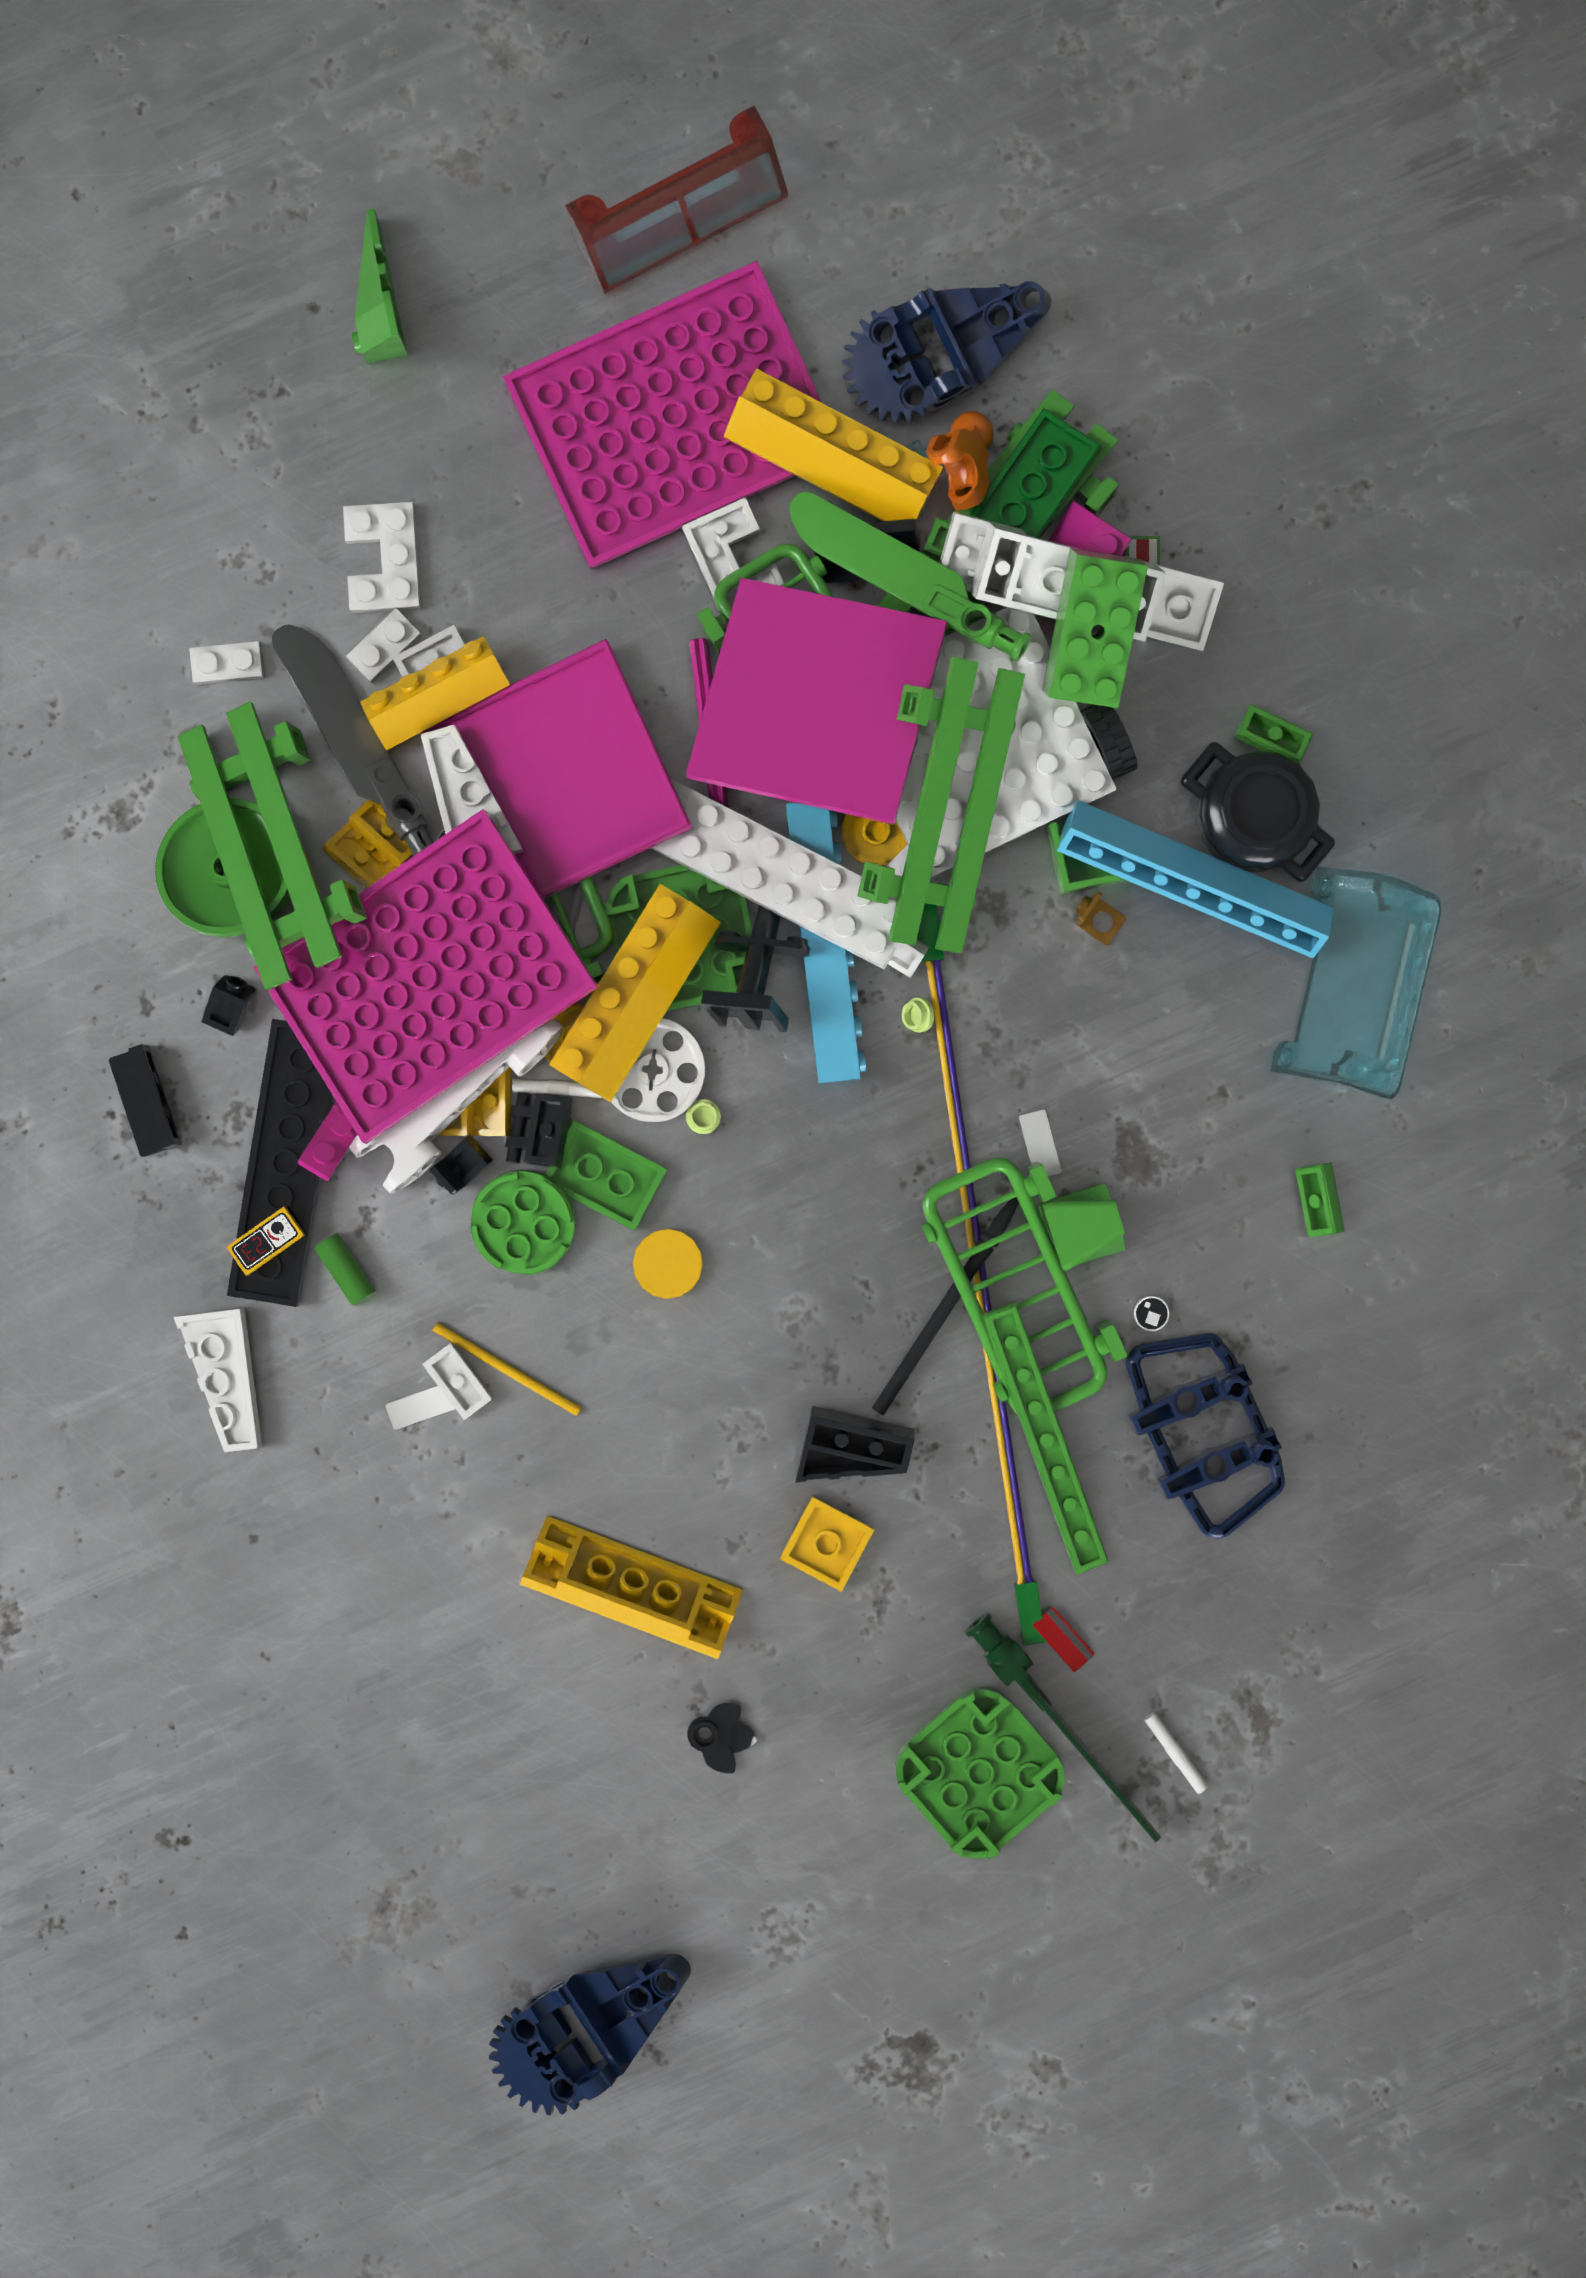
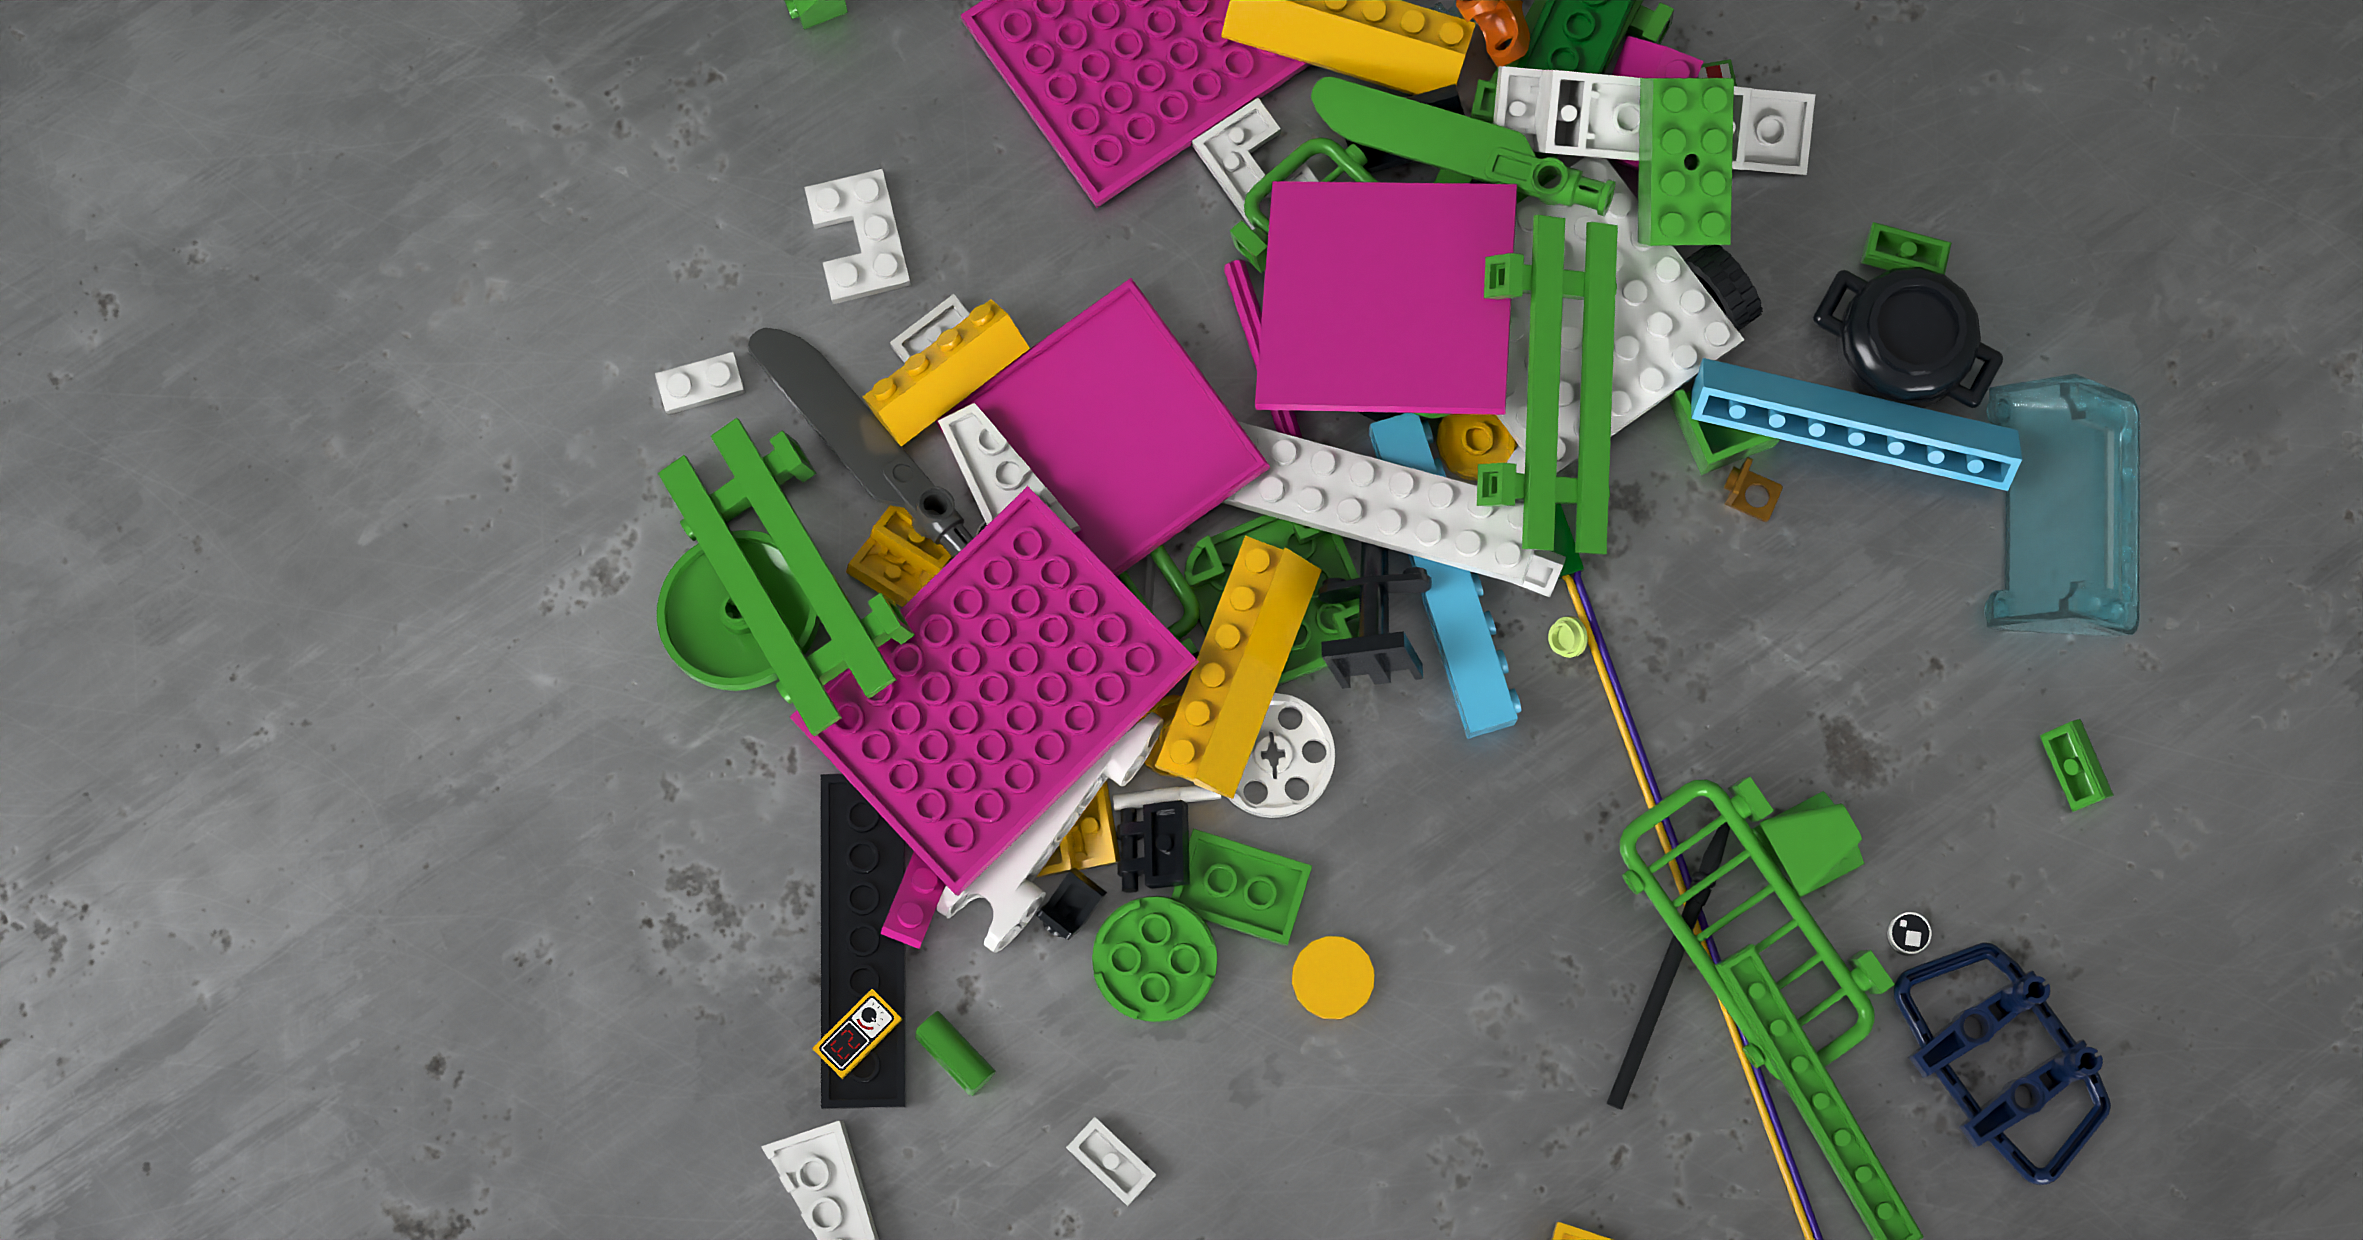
camera: 15 degrees left, 10 degrees down
(144, 1100) = (685, 898): black panel -> none
(227, 1004) = (765, 768): black bracket -> none
(387, 640) = (871, 336): white plate -> none
(418, 1407) = (1070, 1202): white sticker -> none
(506, 1369) = (1166, 1137): yellow axle -> none
(703, 1116) = (1342, 799): yellowish green plate -> none
(852, 1446) = (1592, 1152): black wedge -> none
(1040, 1141) = (1736, 755): white sticker -> none

